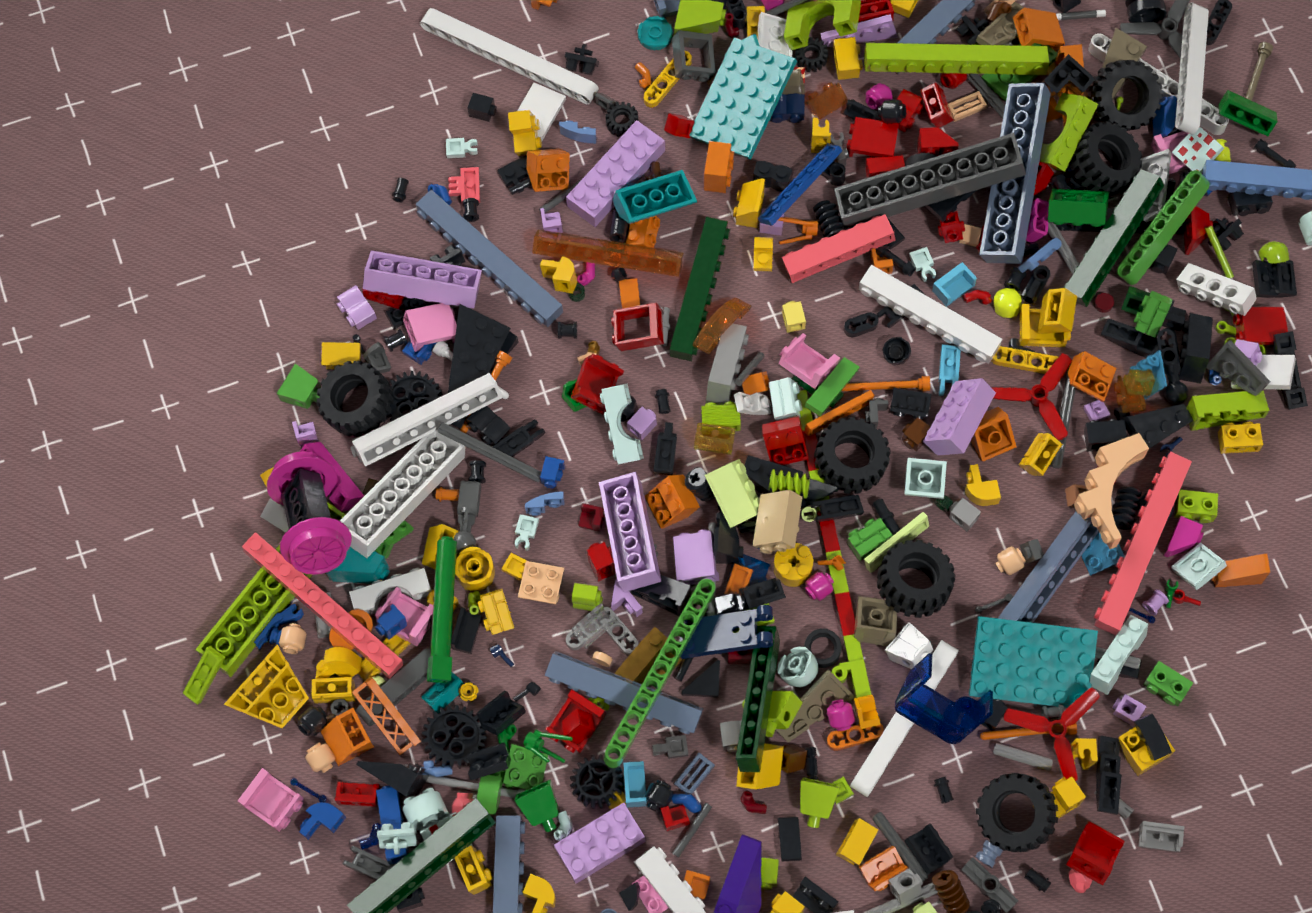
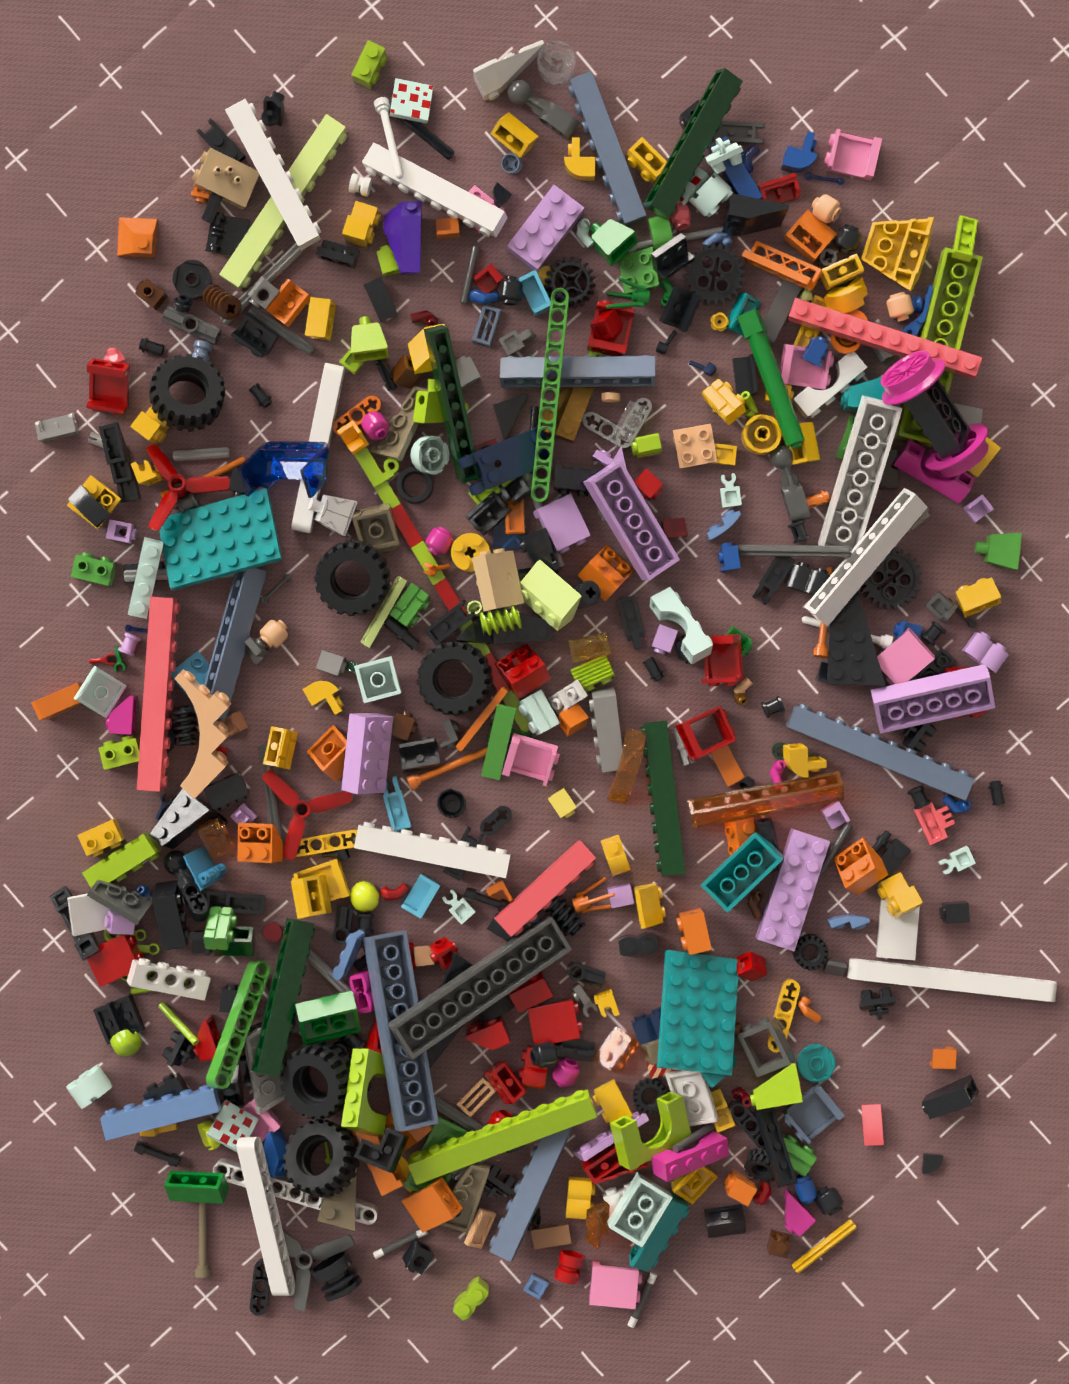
camera: 155 degrees right, 20 degrees up
(337, 386) = (966, 547): black tyre -> none
(749, 369) = (583, 729): dark grey bar -> none
(800, 184) = (606, 940): blue tile -> none
(998, 8) = (481, 1213): reddish brown arm -> none
(1139, 382) = (211, 853): clear yellow brick -> none

